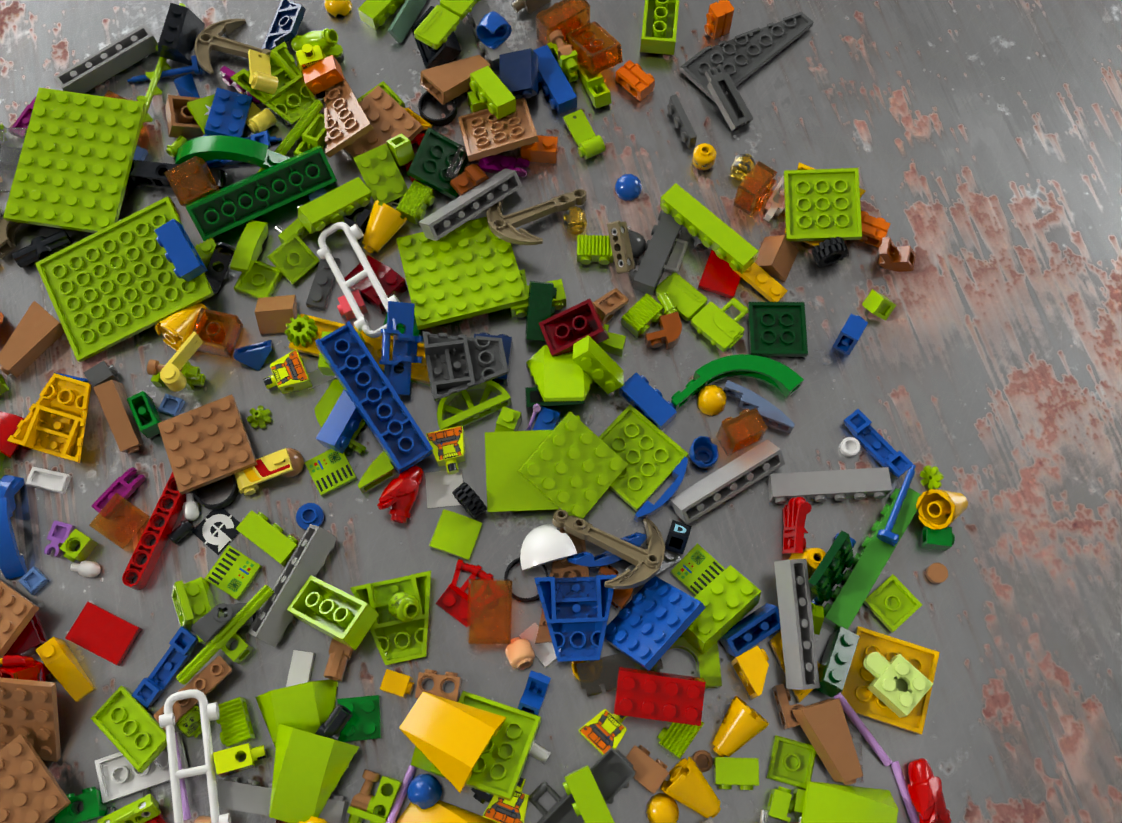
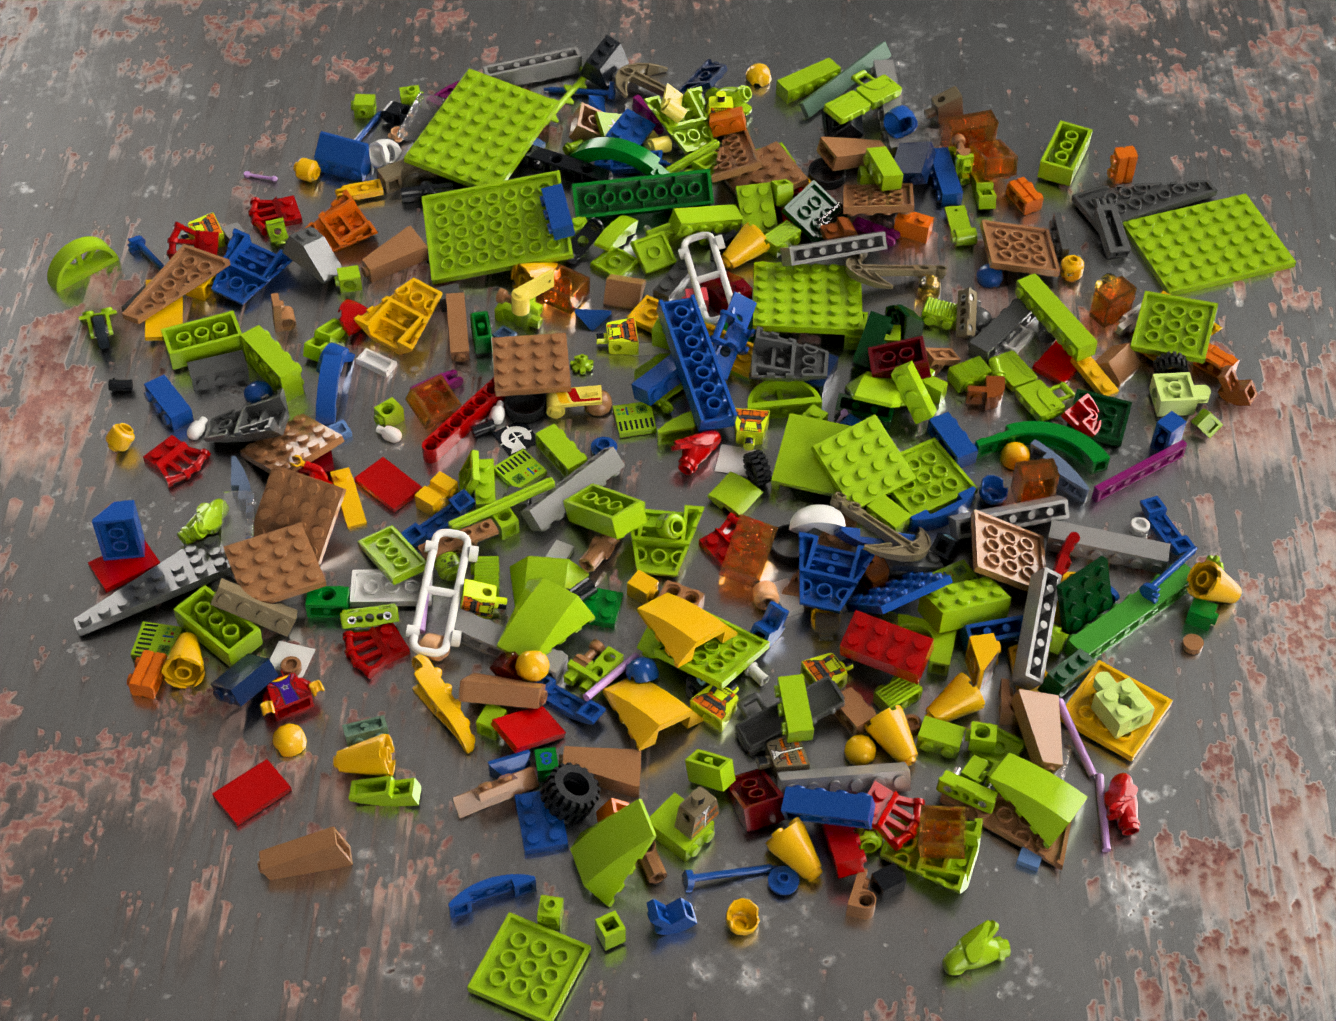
camera: 15 degrees right, 20 degrees down
(57, 535) = (372, 400): medium lavender plate -> none
(156, 633) = (435, 496): none -> yellow brick
(191, 180) = (581, 167): clear orange brick -> none
(210, 625) = (495, 487): dark grey piece -> none
(301, 330) = (643, 303): lime gear -> none
(564, 269) = (910, 322): none -> dark green slope
(611, 516) = (889, 513): none -> lime brick
(649, 149) = (1019, 248): none -> medium nougat plate
(740, 531) = (1005, 550): none -> medium nougat plate
(764, 336) = (1083, 416): none -> red brick
(785, 764) = (987, 732): none -> lime brick
(820, 88) = (1208, 245): none -> lime plate
(833, 383) = (1139, 471): none -> magenta tile
(844, 274) = (1176, 393): none -> yellowish green brick
(892, 603) = (1139, 653): lime plate -> none

